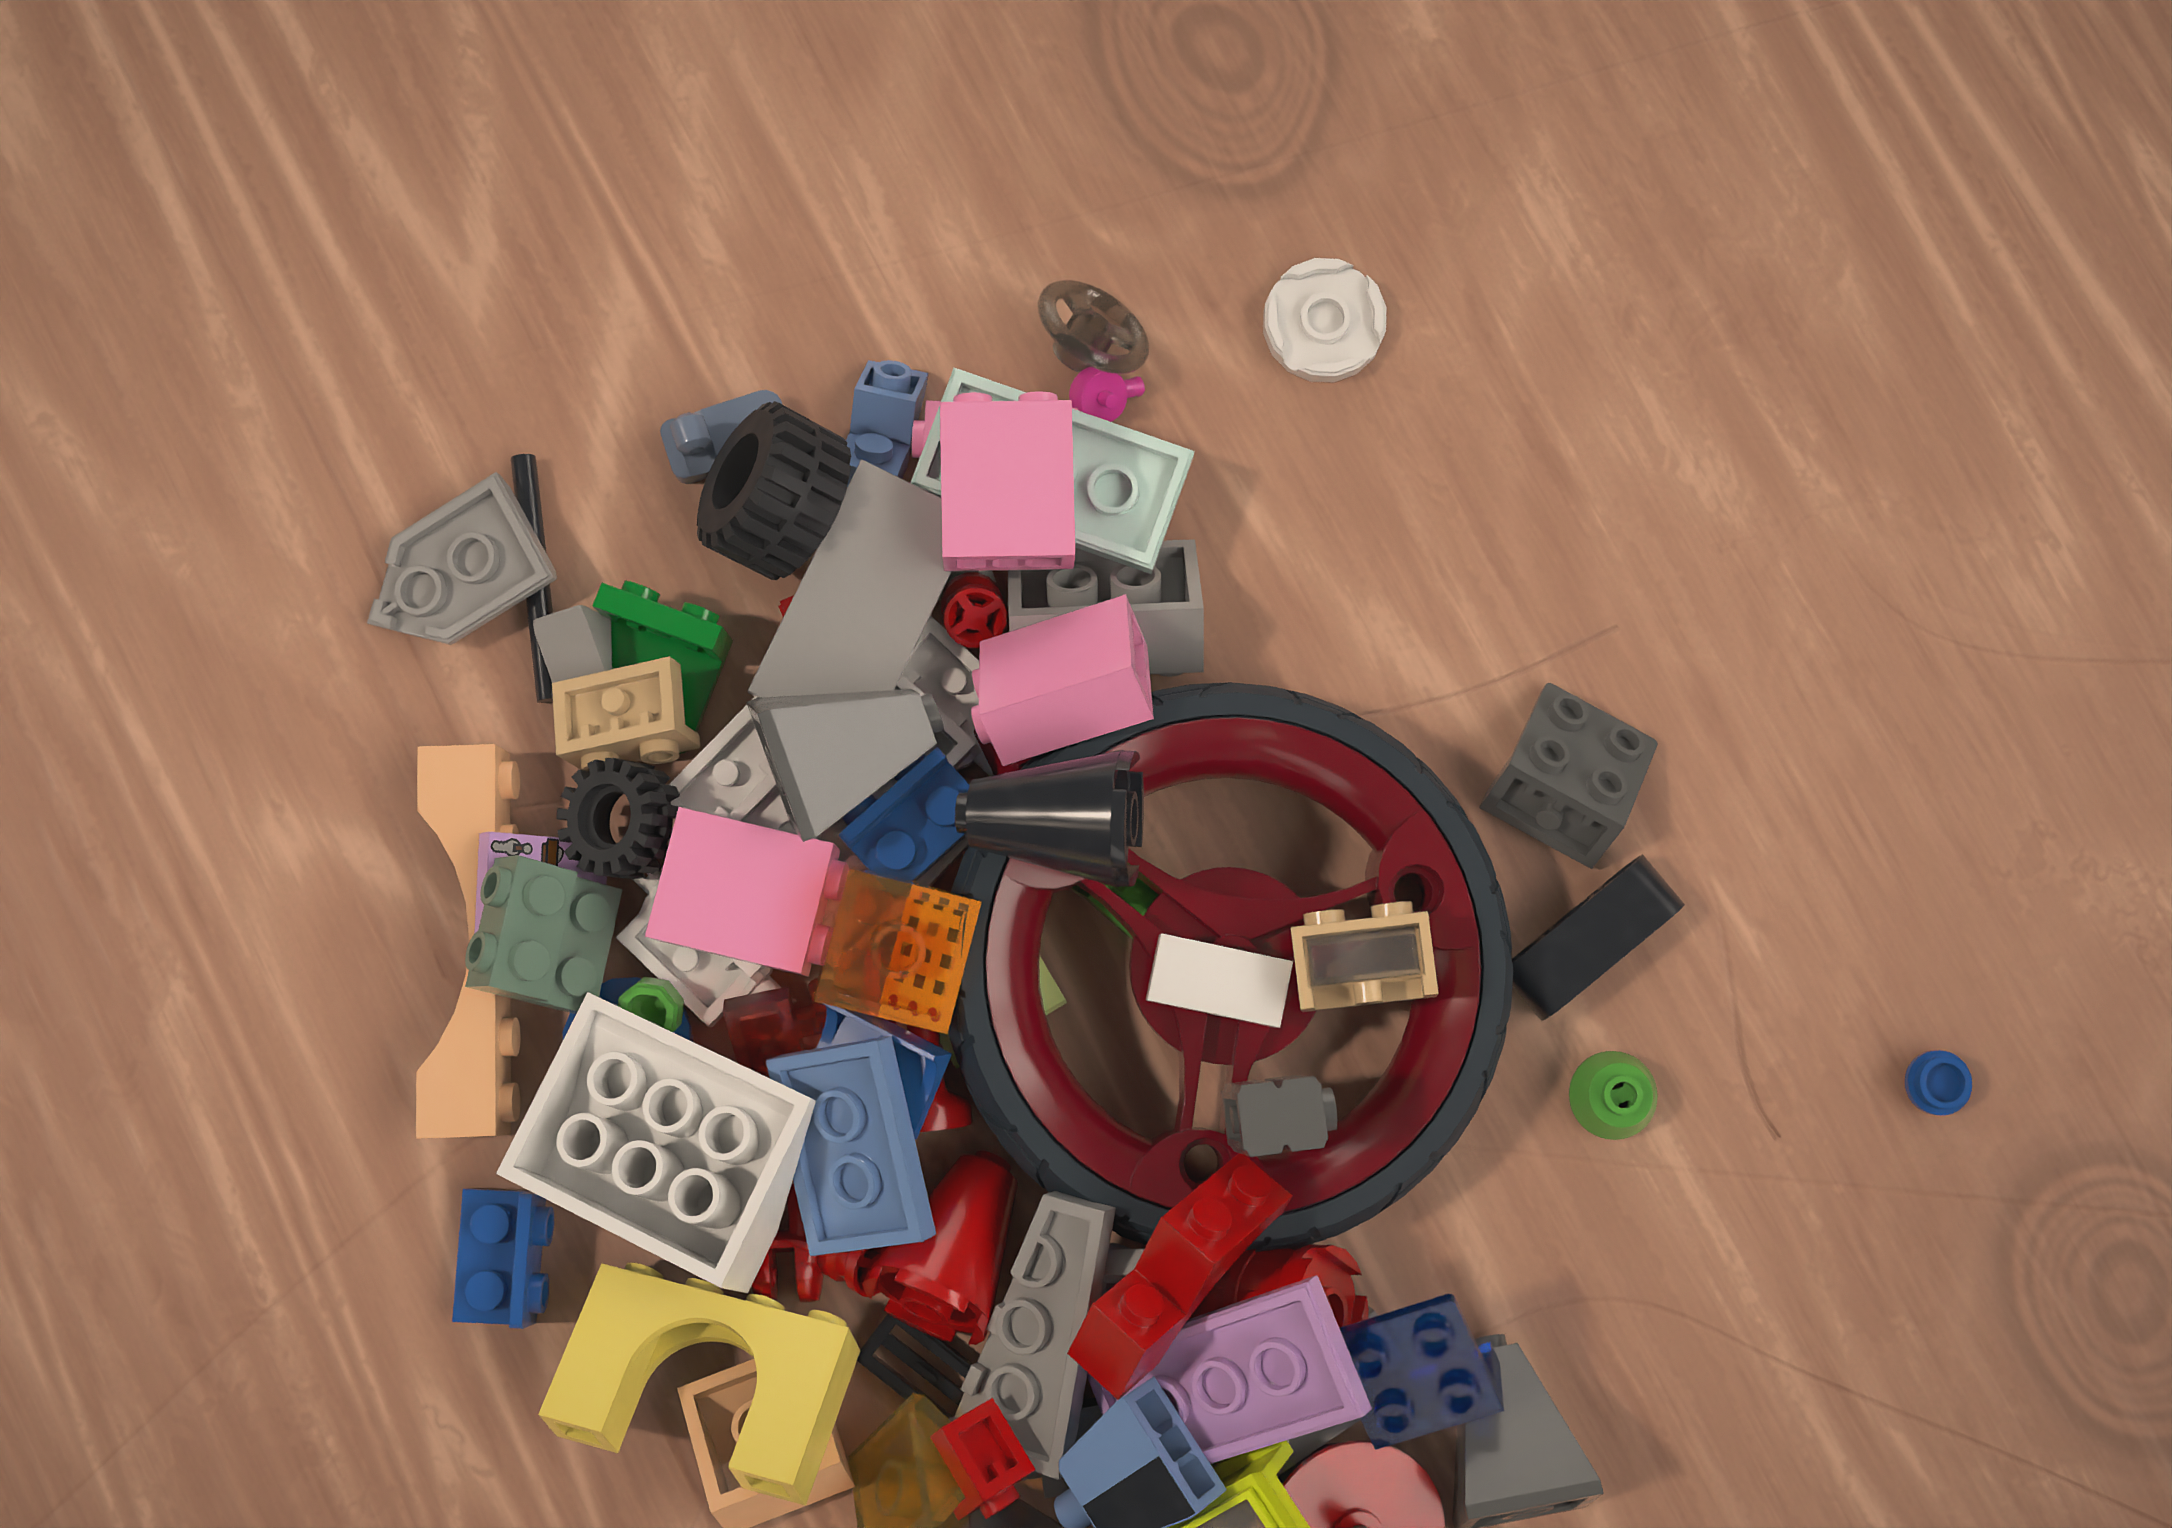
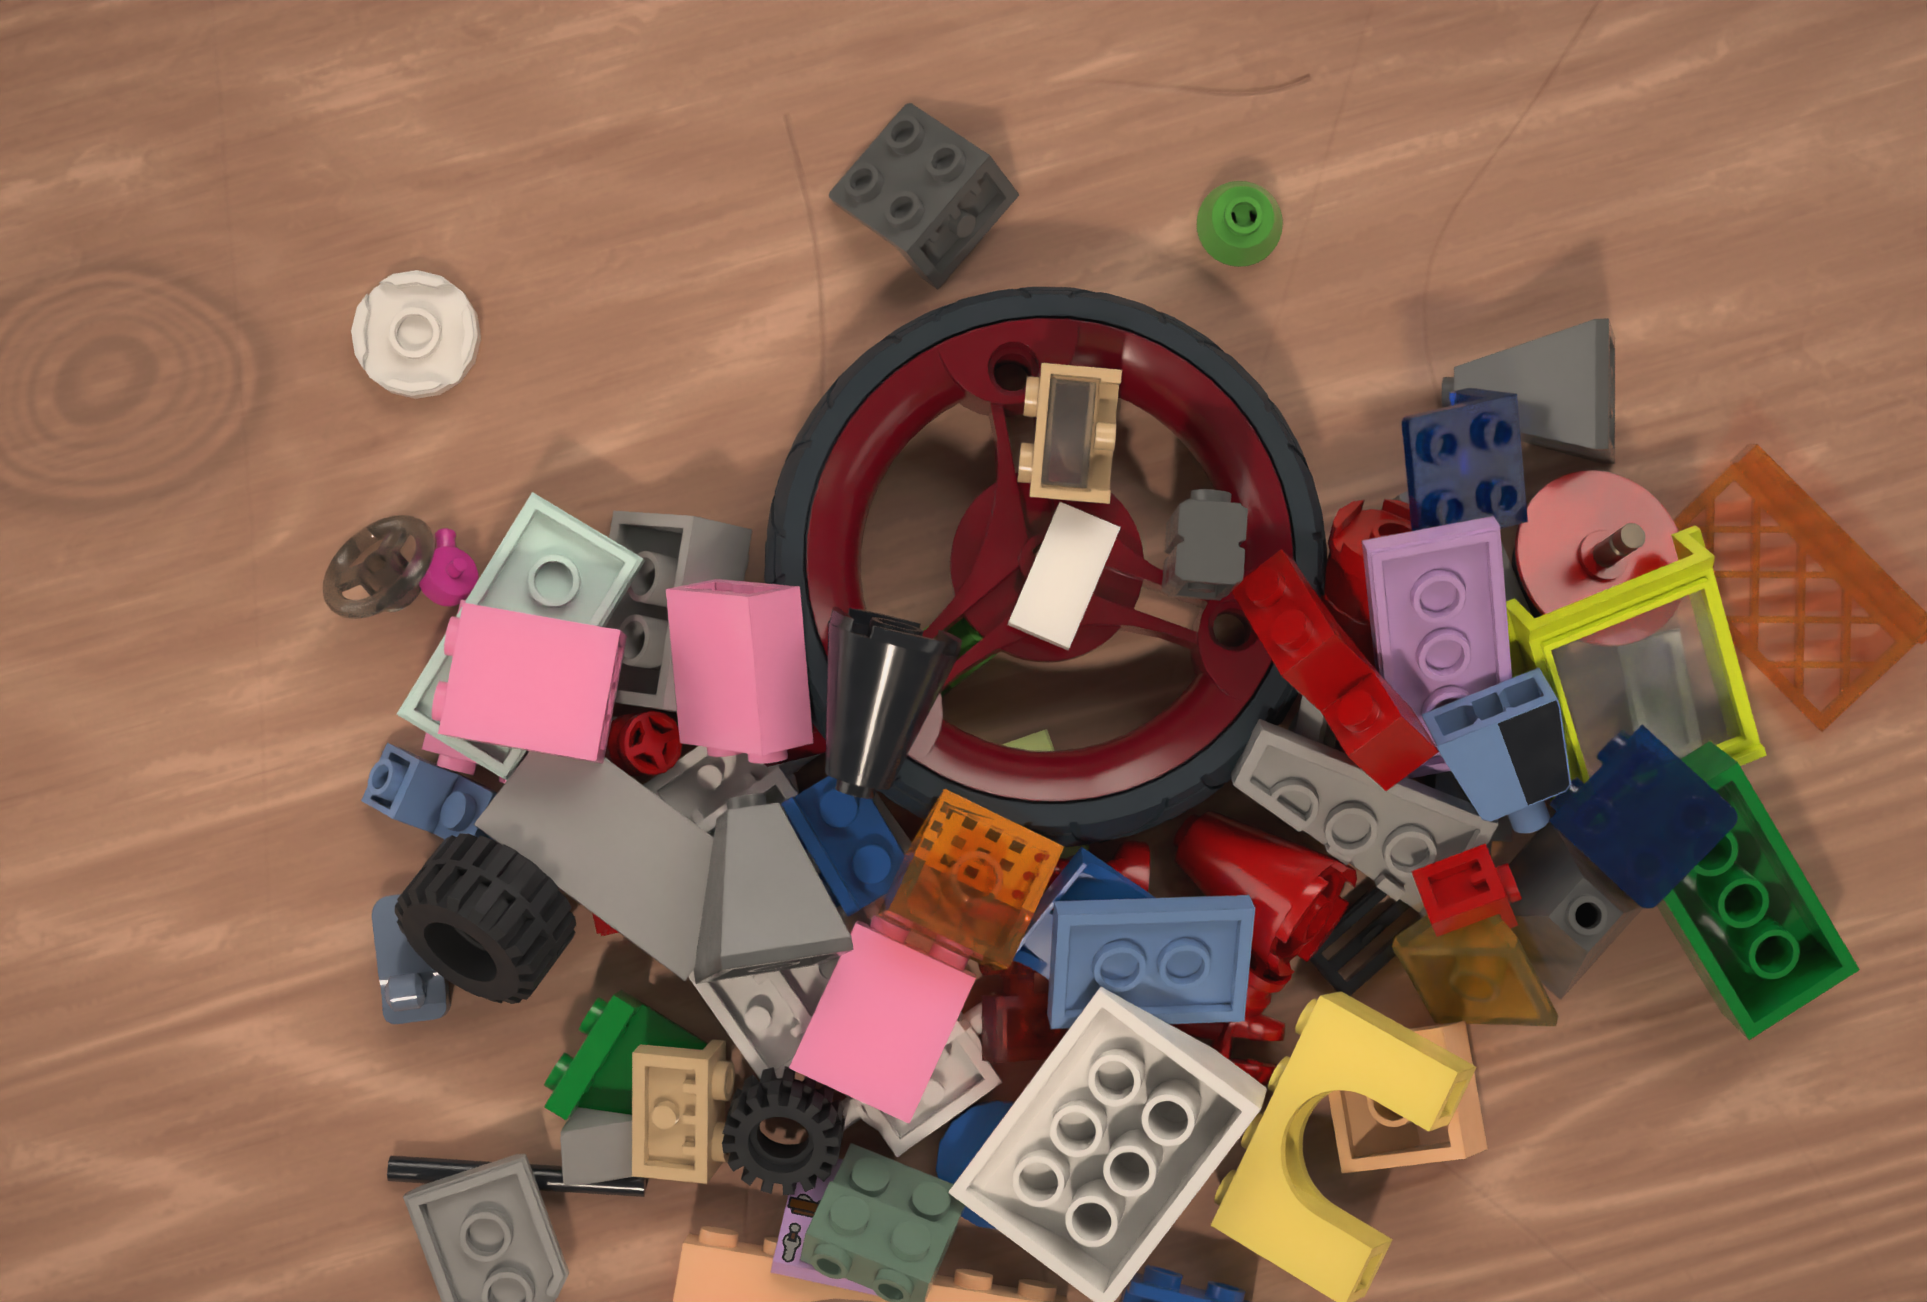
camera: 80 degrees left, 5 degrees up
(654, 1001) = (969, 1129): bright green tile -> none
(1593, 937) = (1086, 208): black beam -> none

